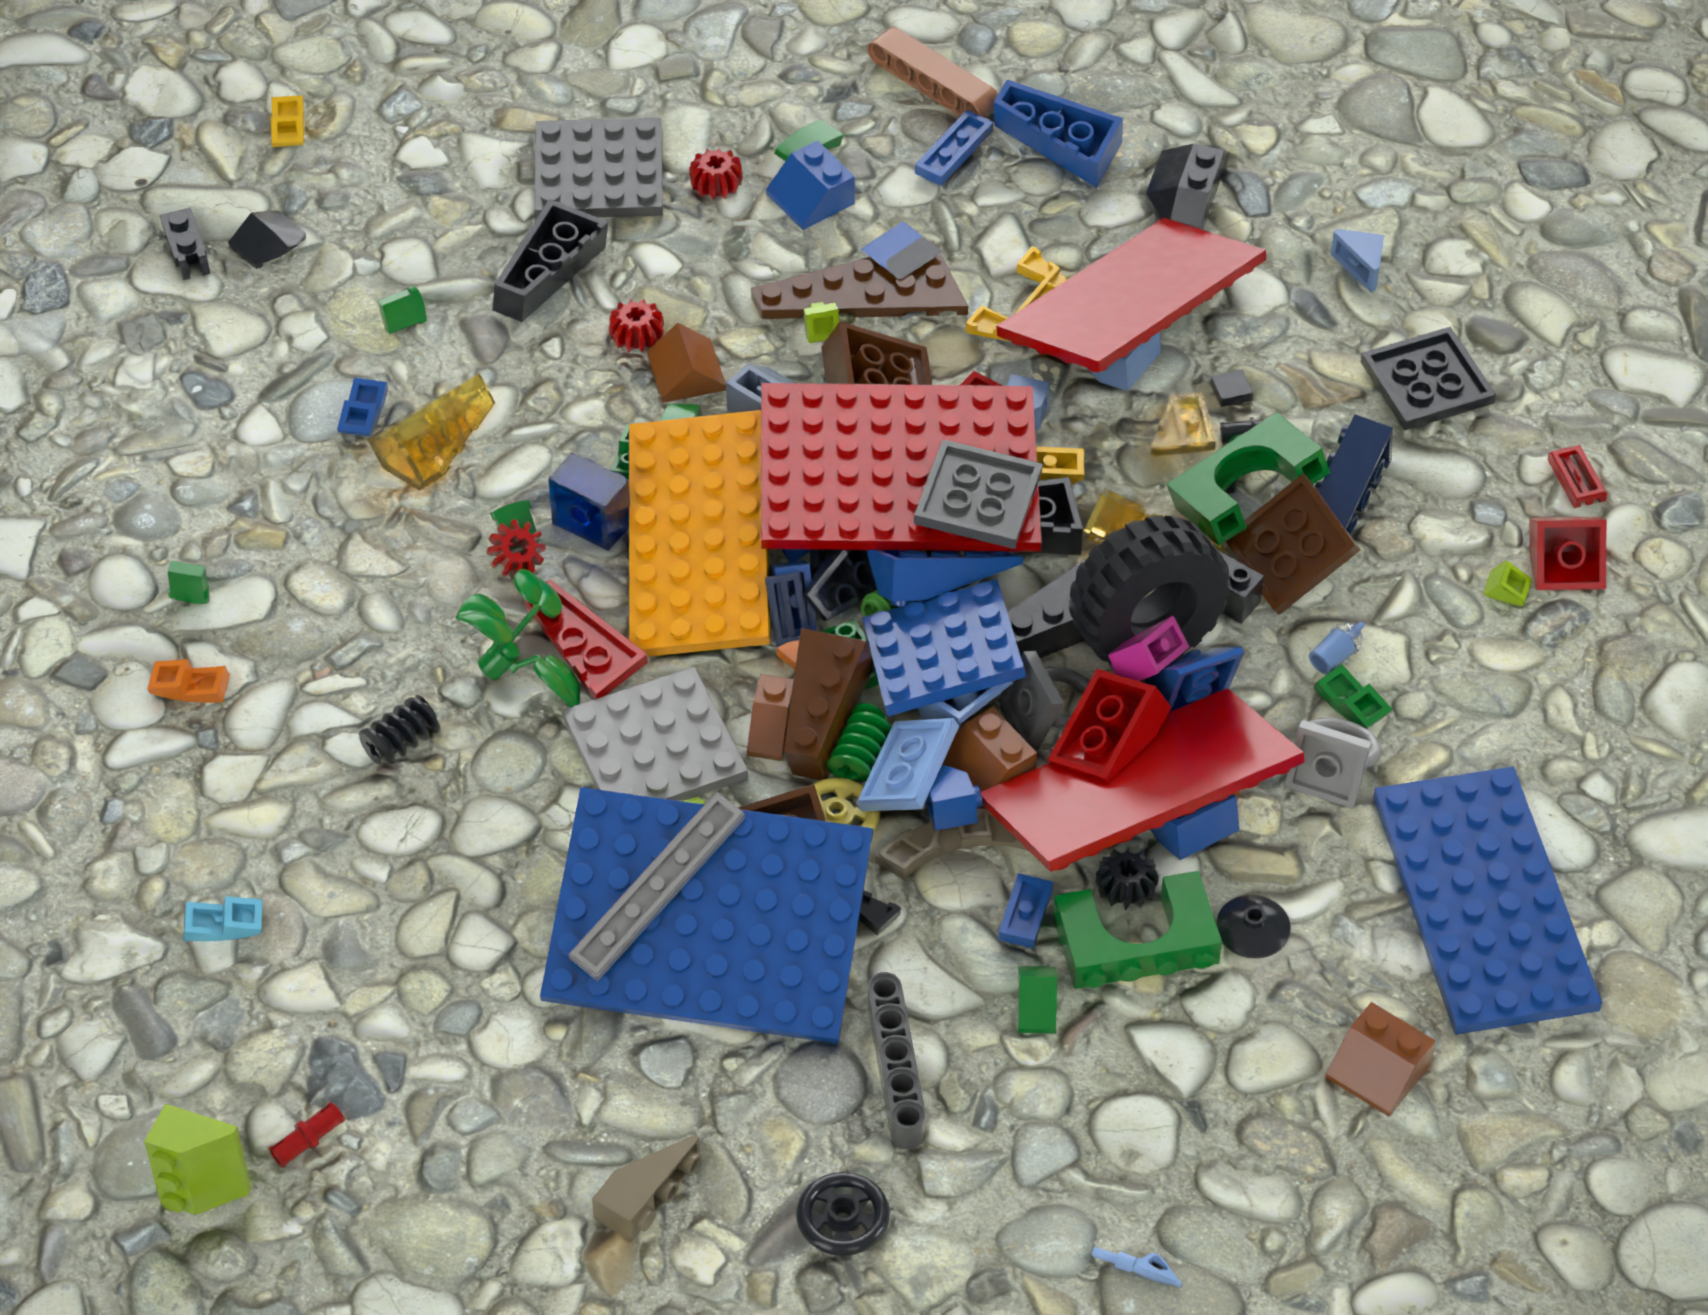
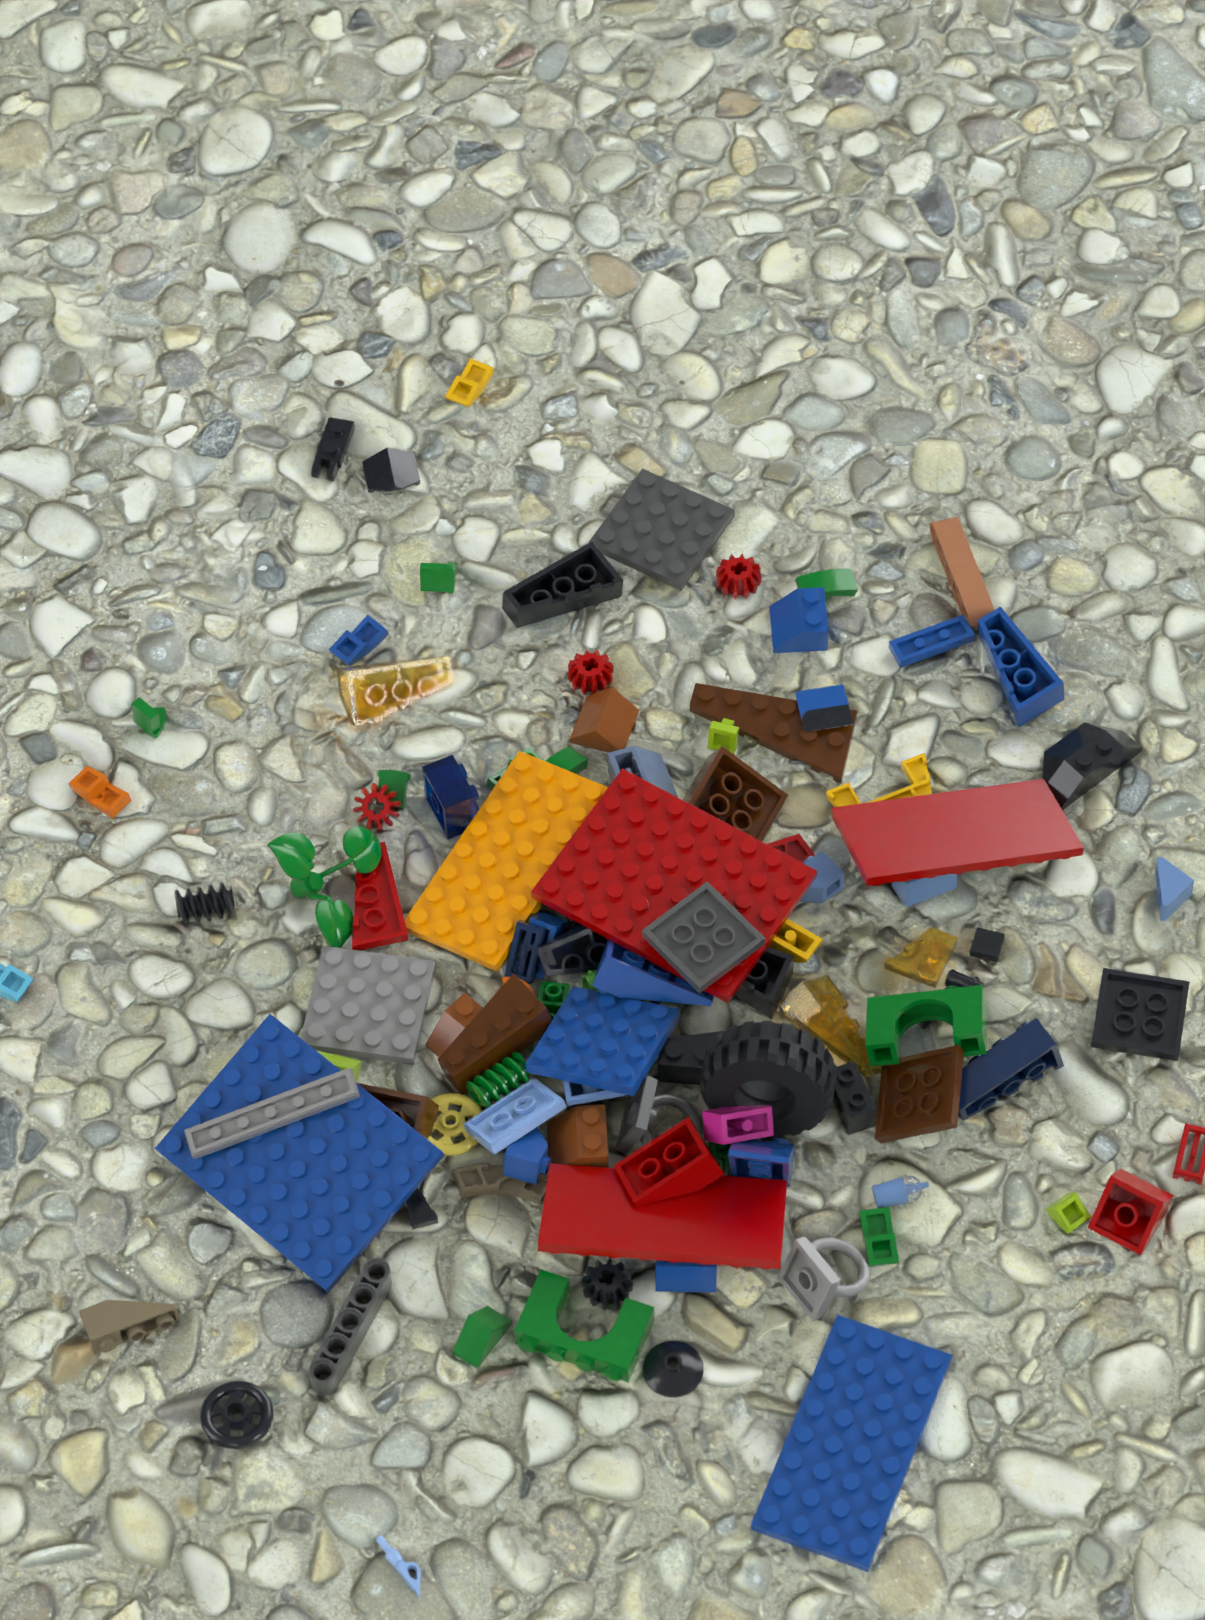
camera: 35 degrees right, 5 degrees up
(1025, 910) = (520, 1269): blue plate -> none
(1381, 1059) = (676, 1517): slope -> none

